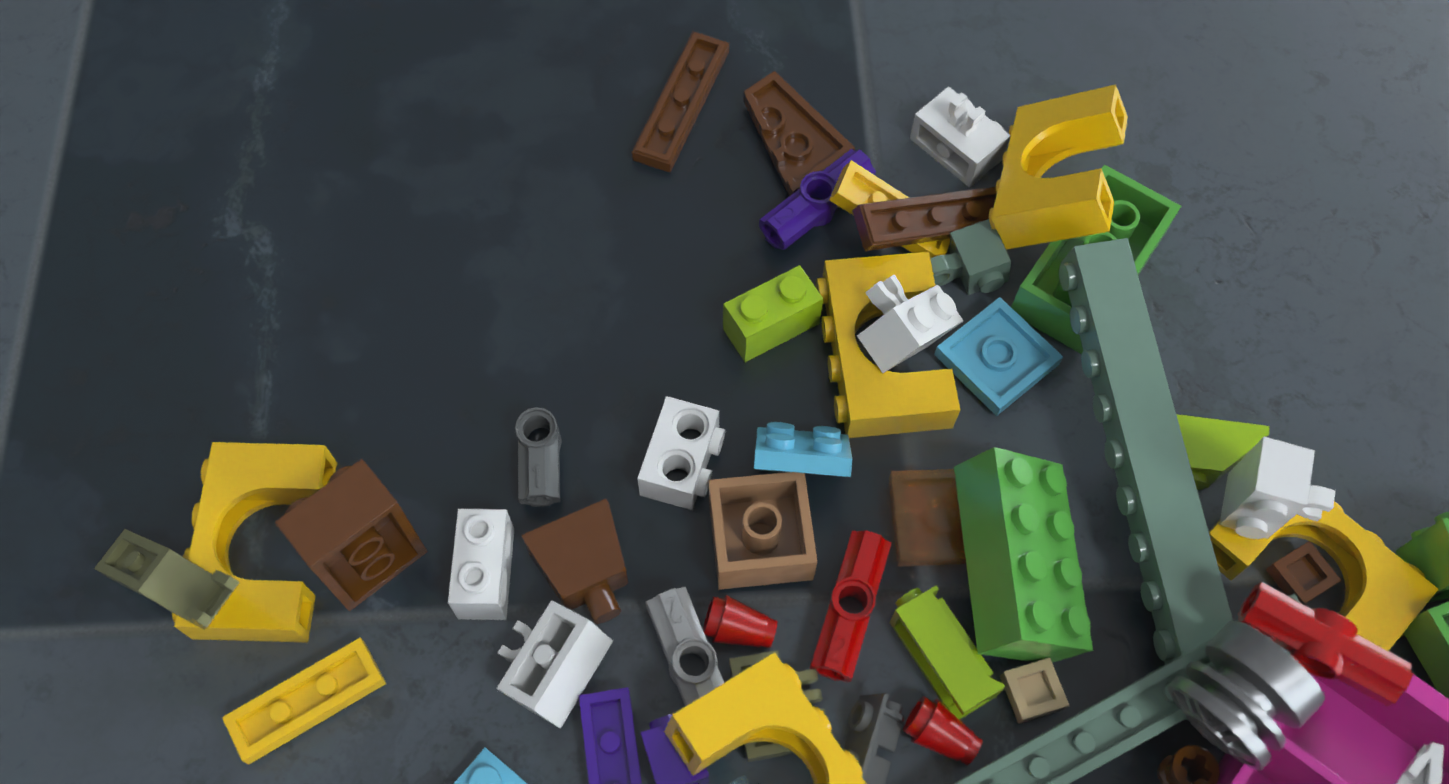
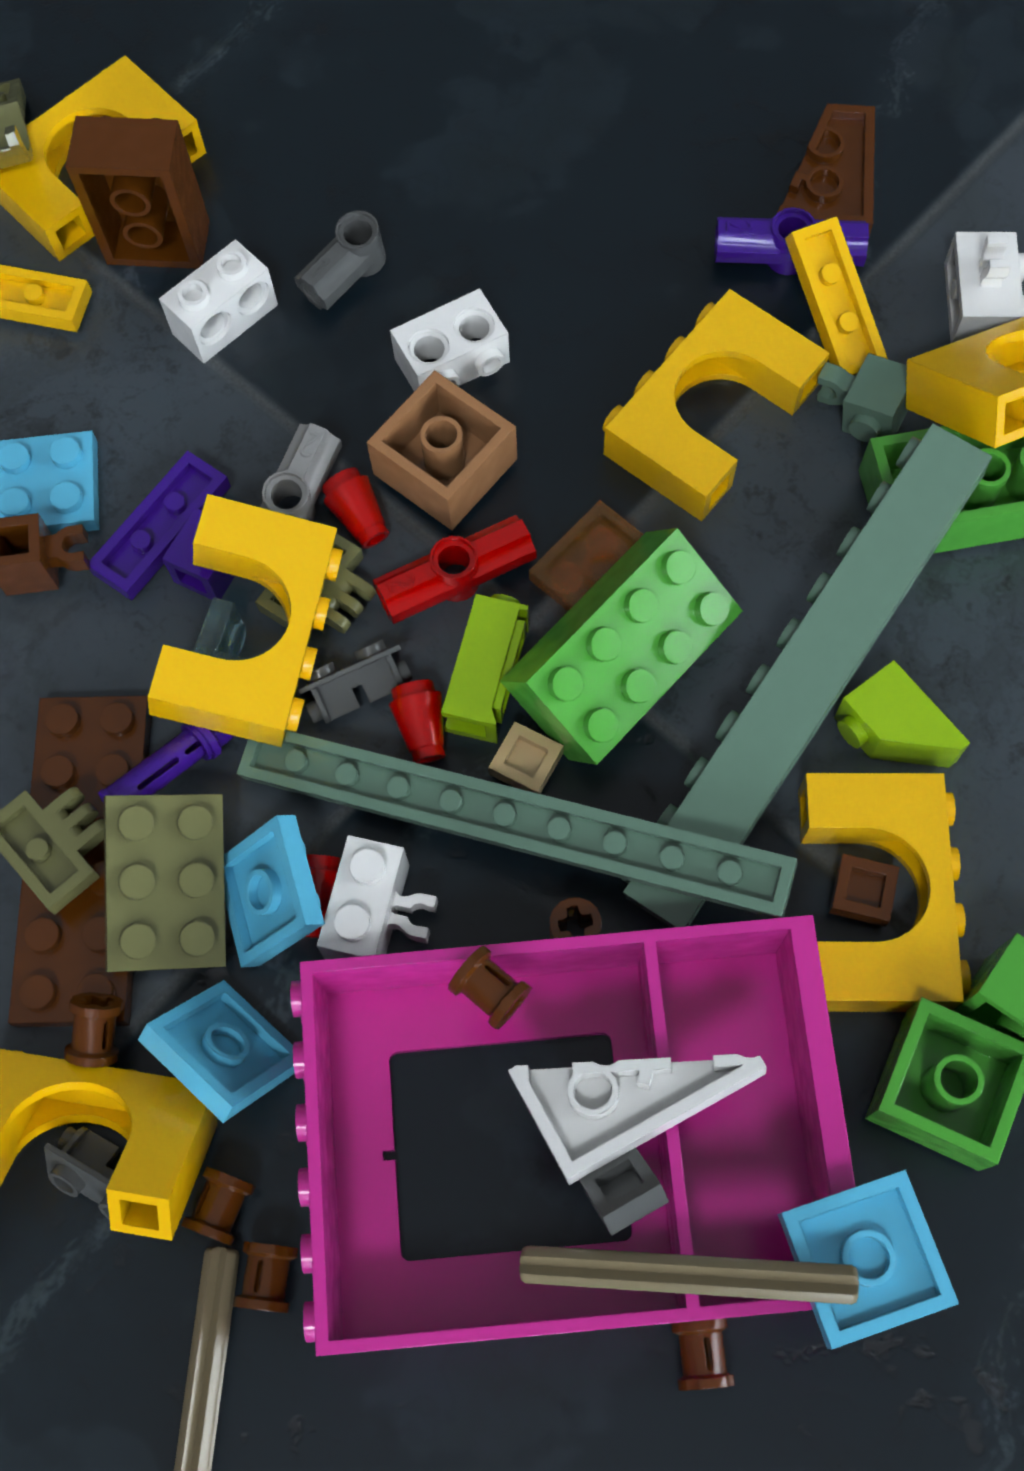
camera: 50 degrees right, 5 degrees up
(553, 662) = (191, 411): white brick -> none
(581, 560) = (295, 360): reddish brown torso -> none
(680, 102) = (770, 77): reddish brown tile -> none
(772, 313) = (642, 299): lime brick -> none
(815, 452) = (539, 418): medium azure plate -> none
(906, 323) = (737, 393): white brick -> none
(921, 218) = (847, 315): reddish brown tile -> none
(998, 356) = (801, 492): medium azure plate -> none
(1249, 689) = (635, 872): flat silver wheel -> none
(1271, 489) = (882, 769): white brick -> none
(1326, 644) = (765, 907): red piece -> none

